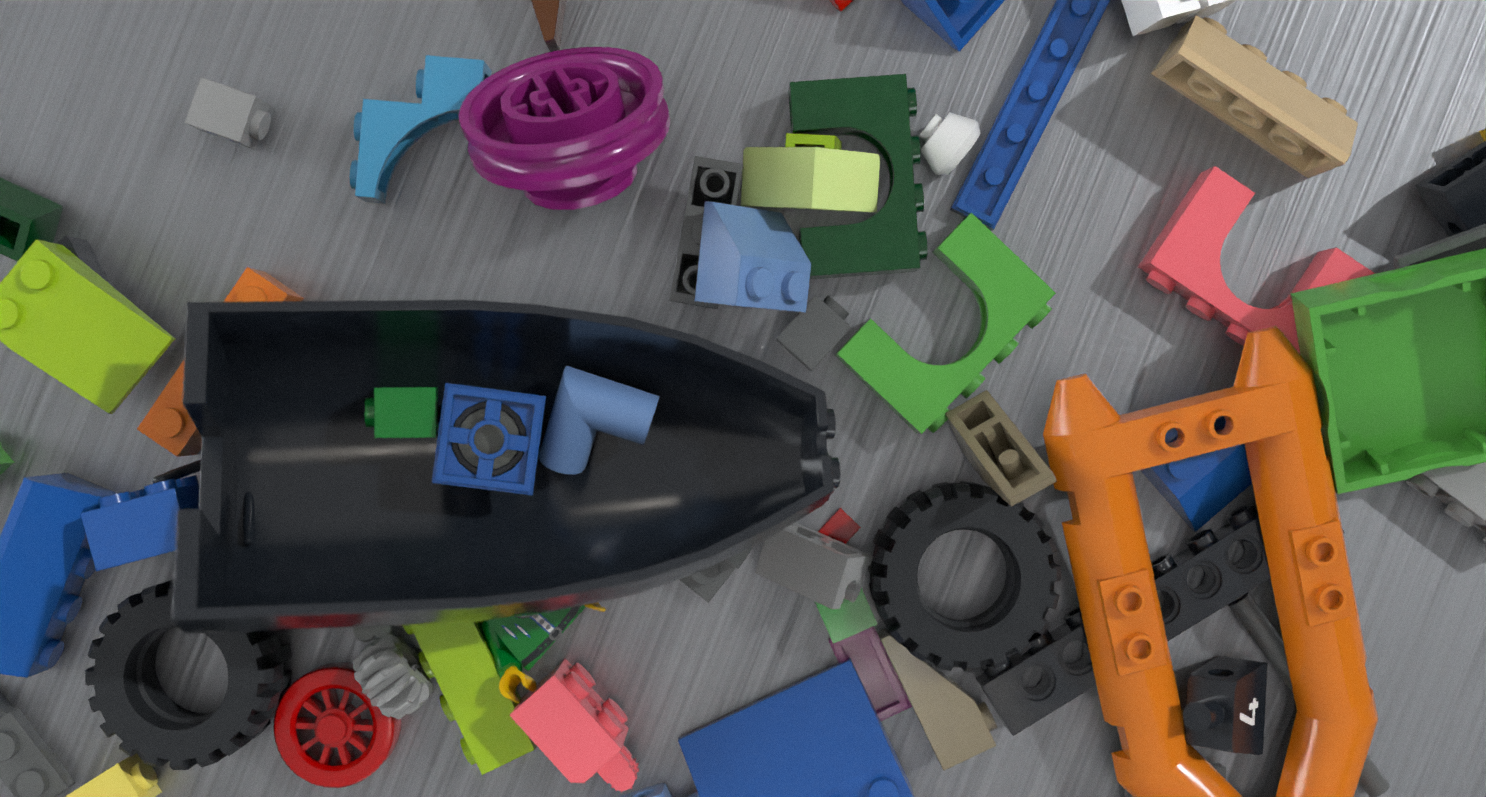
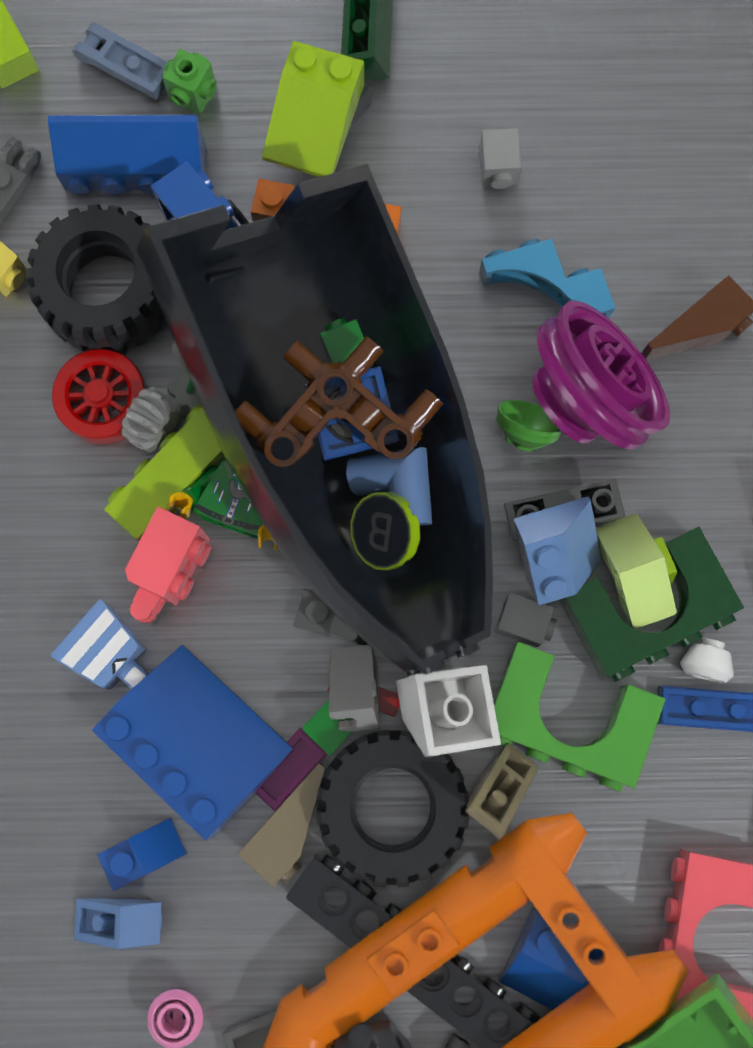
camera: 65 degrees right, 10 degrees down
(489, 433) = (316, 410): none -> reddish brown pin
(582, 233) = (526, 425): none -> bright green piece
(646, 457) = (384, 530): none -> tile
(887, 469) = (449, 710): none -> white slope

